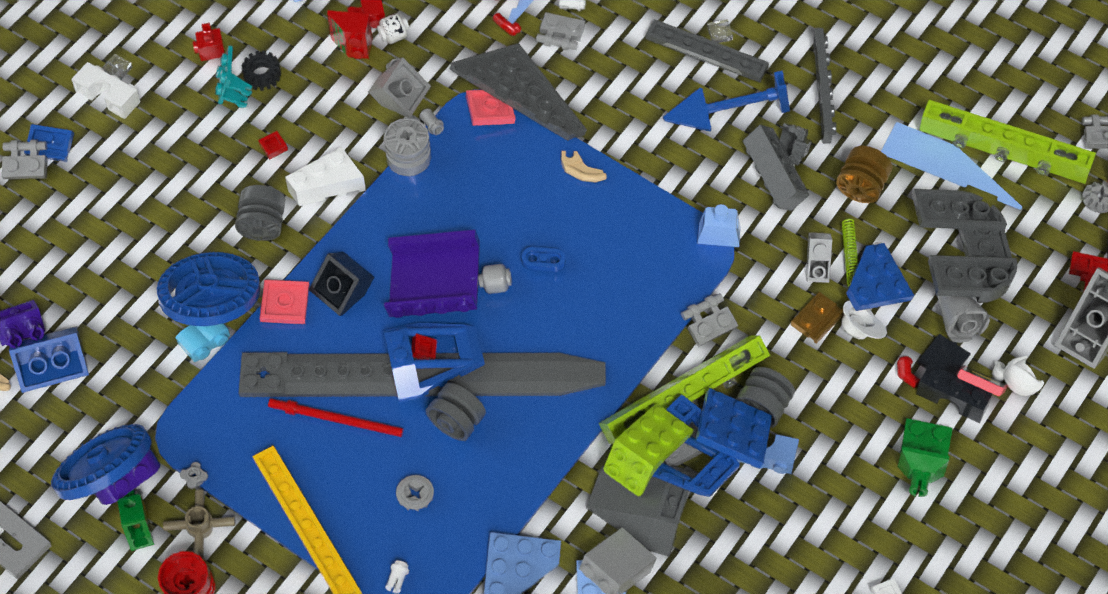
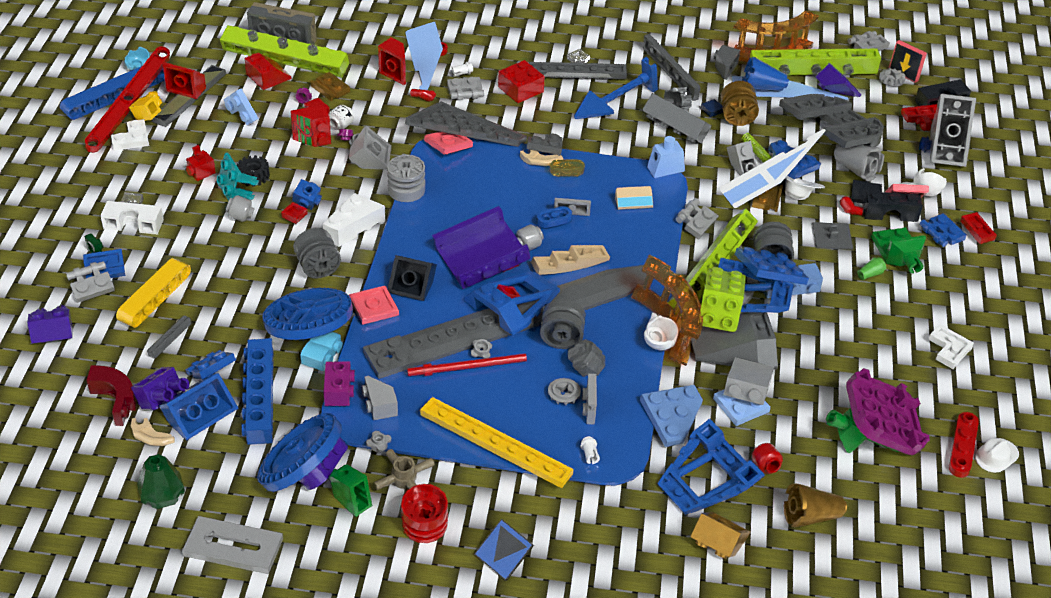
camera: 30 degrees left, 15 degrees down
(51, 114) = (93, 245): none -> dark green plate
(67, 259) = (169, 336): none -> dark grey axle
(78, 198) = (153, 292): none -> yellow beam
(84, 313) = (210, 364): none -> blue plate
(96, 413) = (258, 392): none -> blue brick
(188, 390) = (338, 383): none -> magenta brick
(219, 119) = (240, 208): none -> light grey head
(222, 427) = (381, 399): none -> light grey slope
(292, 121) = (307, 194): none -> blue brick
(359, 398) = (481, 344): none -> light grey plate
(386, 54) = (345, 134): none -> magenta plate
(431, 516) = (590, 396): none -> light grey plate
(461, 462) = (587, 358): none -> dark grey hair
(526, 325) = (576, 258): none -> tan slope
(557, 463) = (661, 332): none -> white hair
(574, 253) = (578, 207): none -> light grey slope
(593, 433) = (687, 305): none -> clear orange fence
(599, 155) = (551, 143): none -> dark grey plate
(602, 193) = (567, 167): none -> clear yellow plate
(627, 46) = (521, 81): none -> red brick
(651, 266) = (634, 197): none -> slope
(827, 292) = (766, 174): none -> white sticker
(834, 163) = (712, 108): none -> dark blue tile
(859, 403) = (832, 235): none -> dark grey piece
(870, 469) = (873, 268): none -> bright green cone
(899, 99) = (726, 60): none -> dark grey slope
(925, 143) = (764, 76): none -> blue cone
(976, 84) = (793, 25): none -> clear orange fence
(1005, 449) = (943, 230): none -> blue plate
(1019, 181) = (836, 82): none -> dark purple slope
(1043, 463) = (978, 228): none -> red plate
(1065, 314) = (925, 144): none -> clear blue plate

